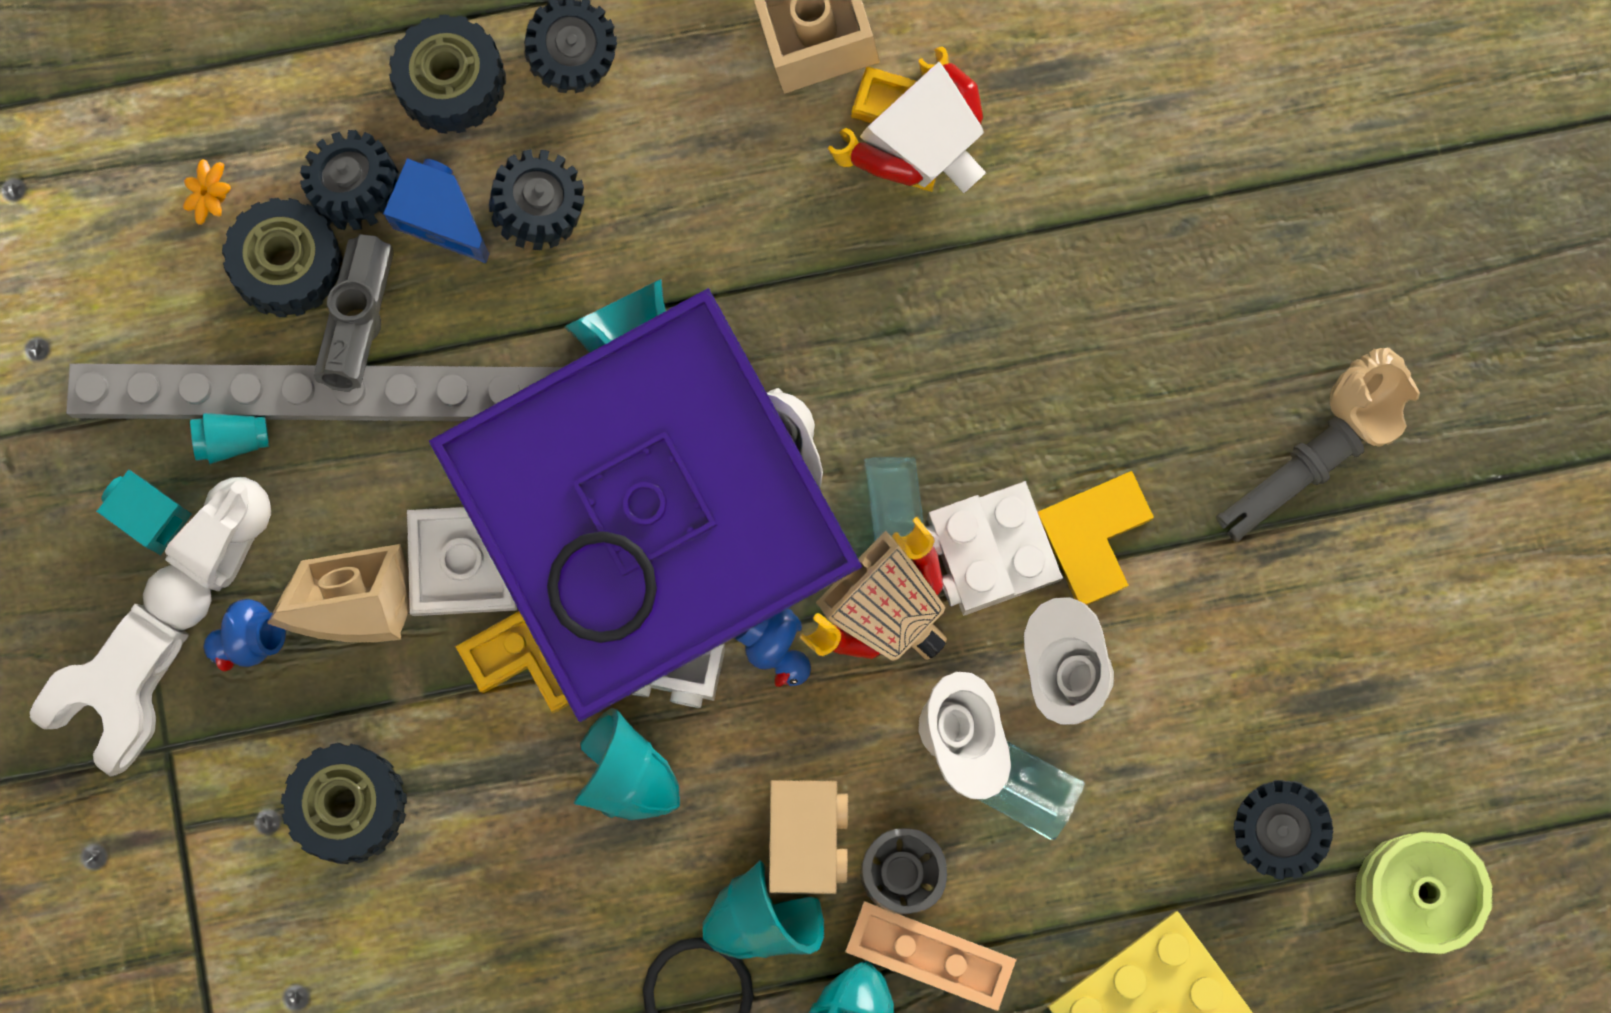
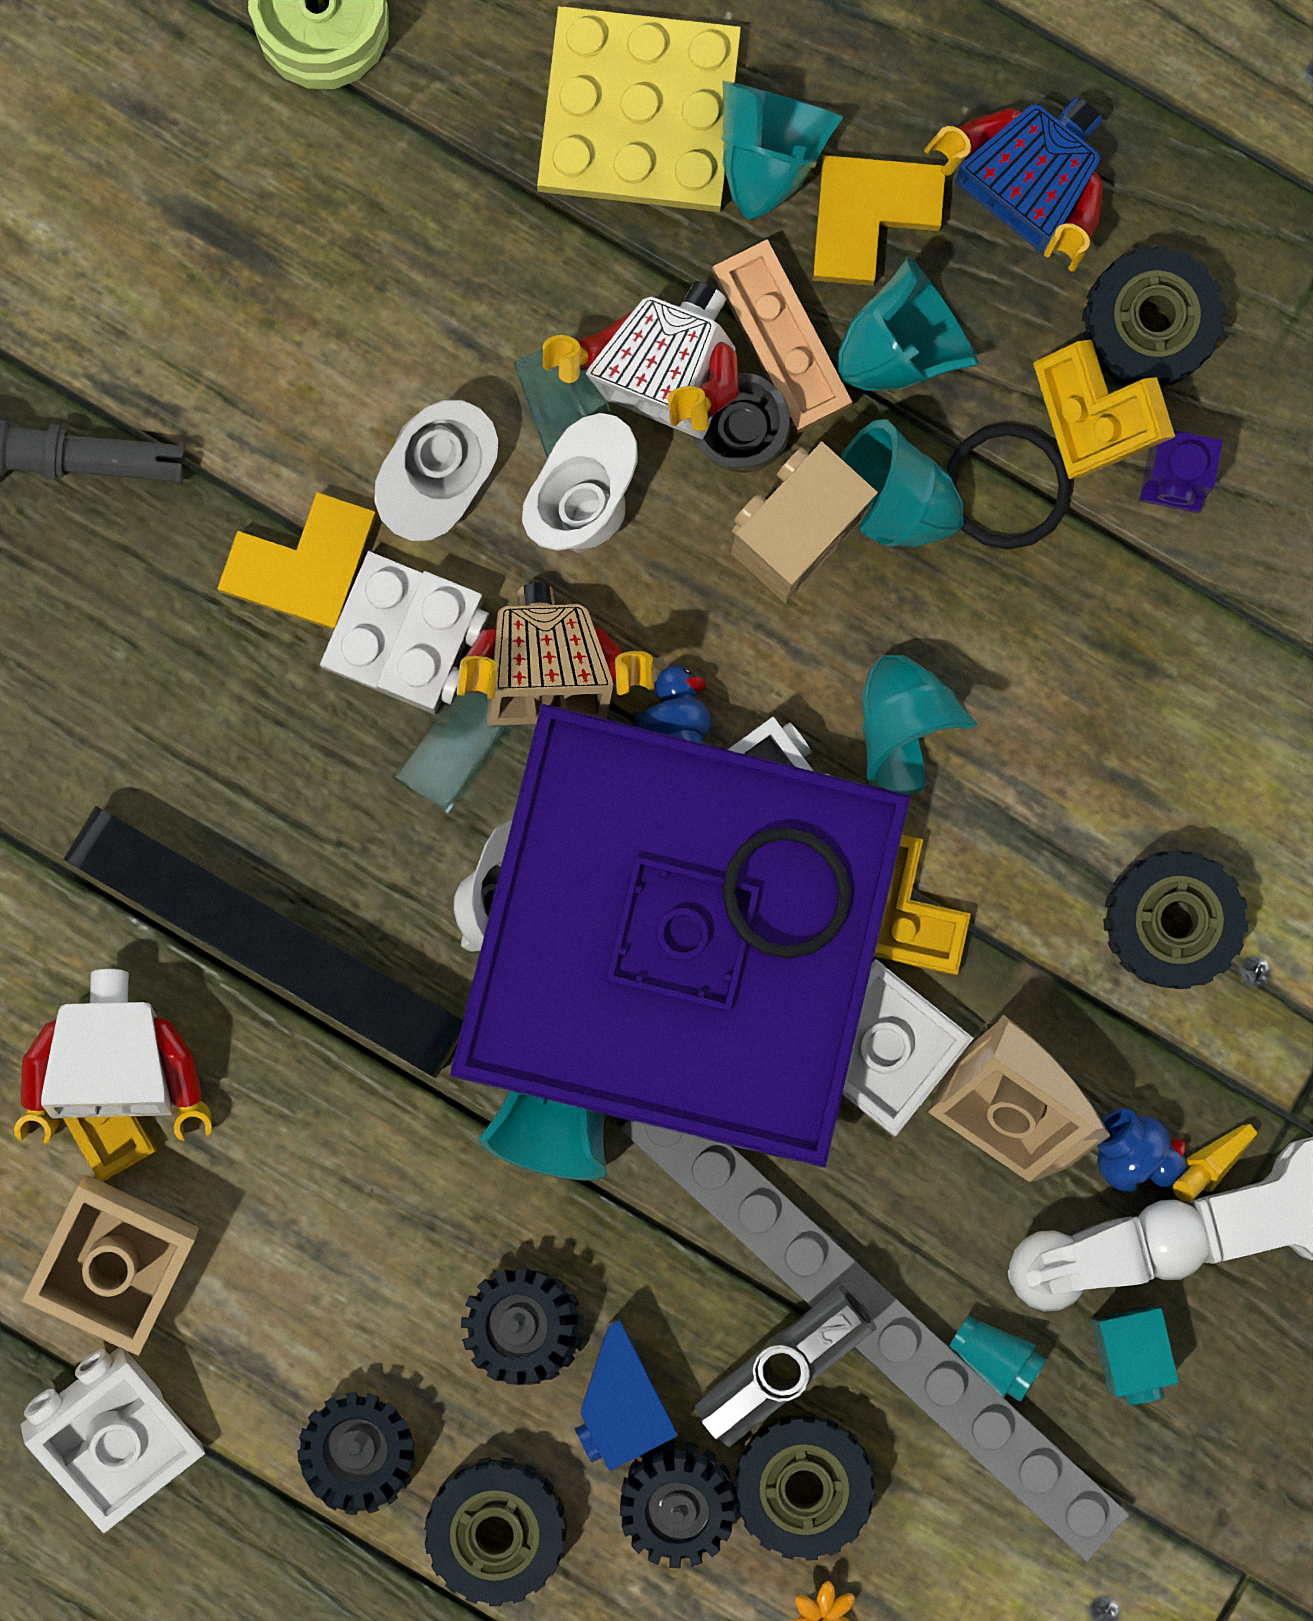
camera: 150 degrees left, 5 degrees up
(193, 672) = (1212, 1163): none -> yellow bar
(901, 286) = (265, 941): none -> black beam
(991, 862) = (658, 360): none -> torso
(1283, 829) = (383, 168): black wheel -> none

